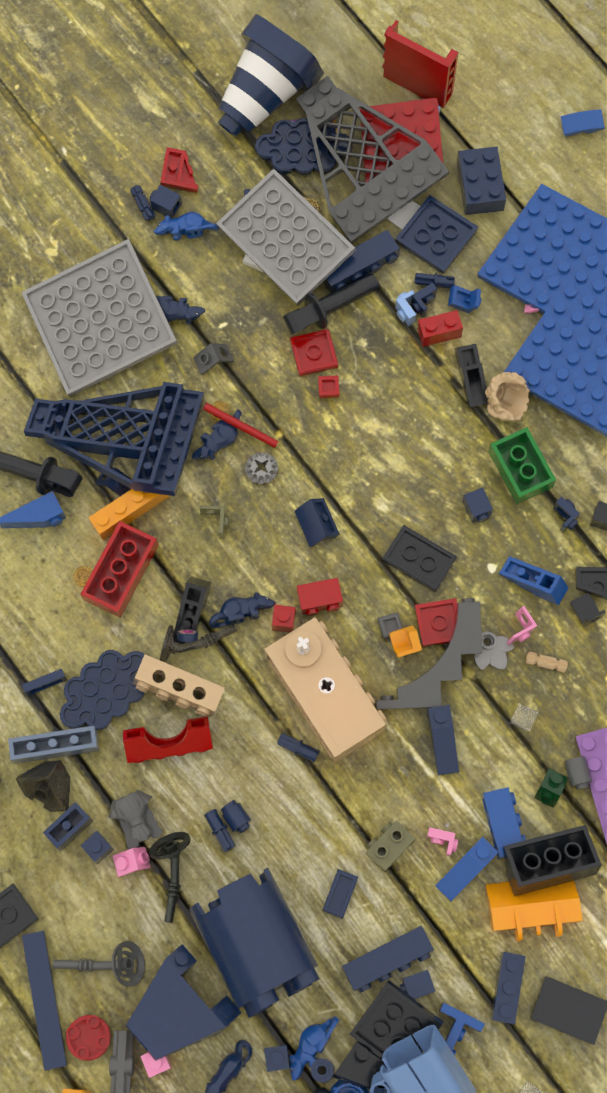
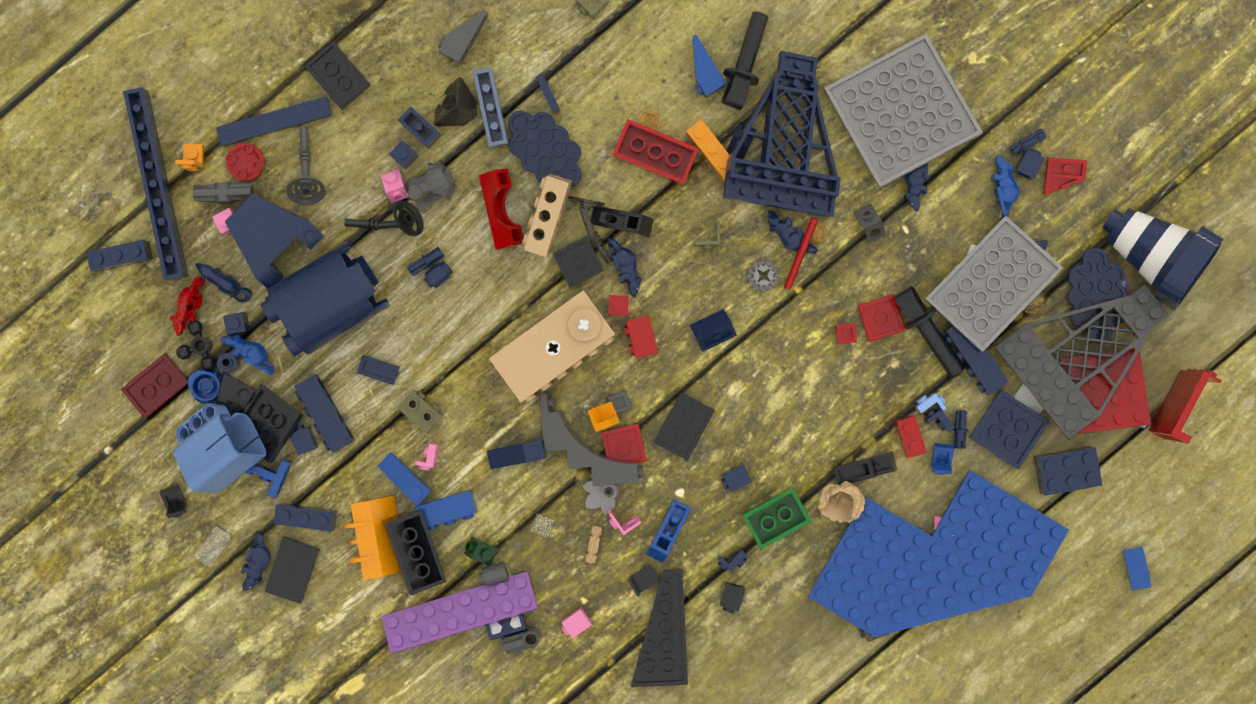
camera: 85 degrees right, 15 degrees up
(187, 635) = (596, 219): dark blue tile -> none
(233, 660) = (578, 262): none -> black plate
(298, 747) = (503, 325): dark blue axle -> none
(556, 1049) = (258, 559): none -> dark blue animal

